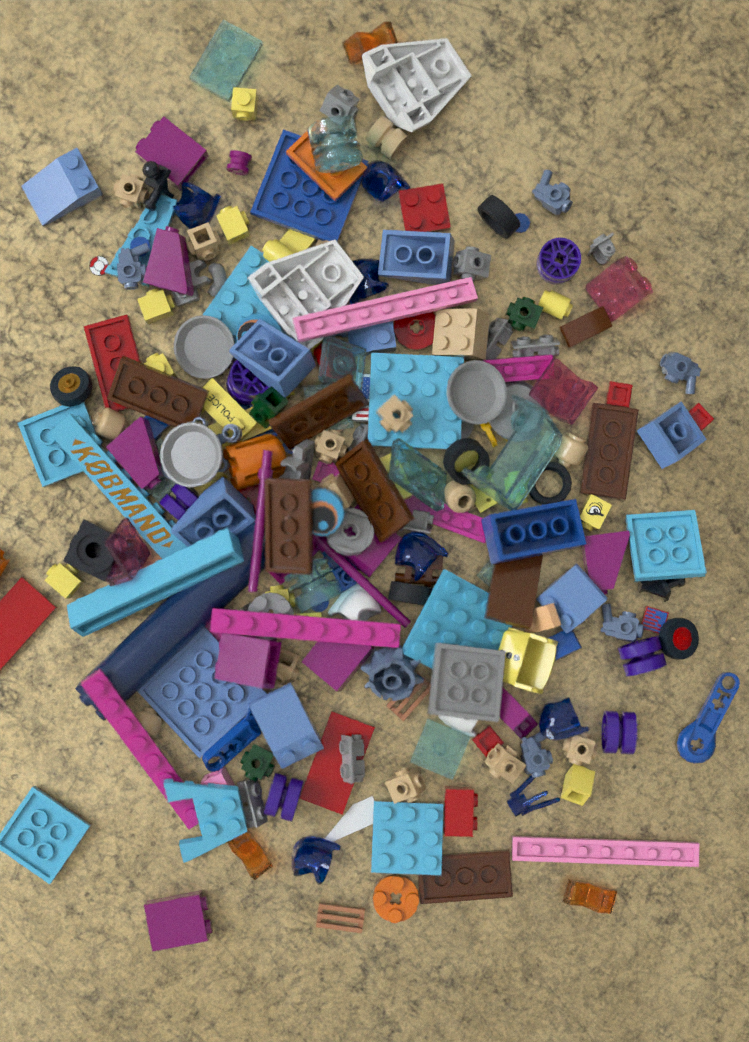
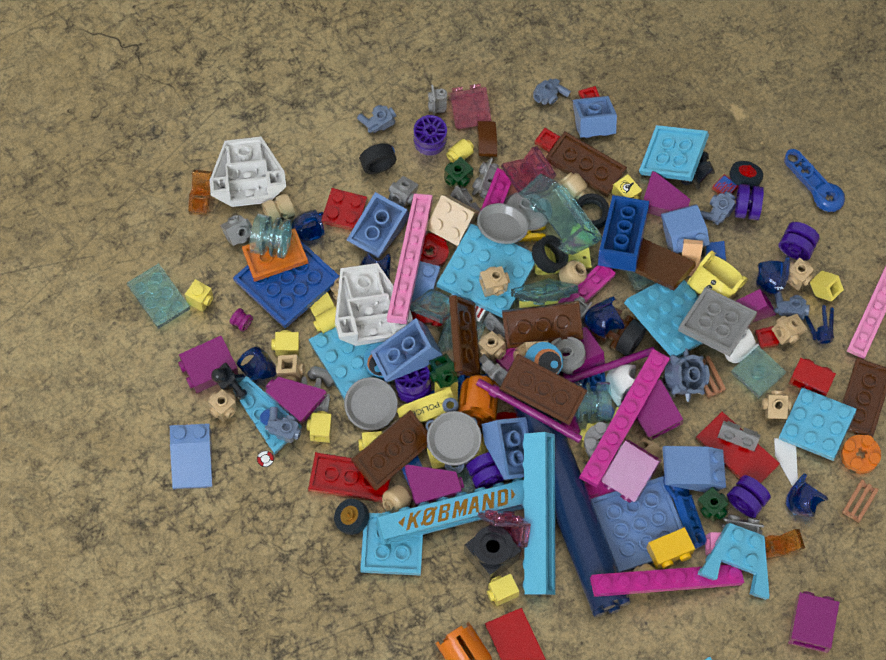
camera: 70 degrees left, 20 degrees down
(183, 738) = (671, 549): none -> yellow brick

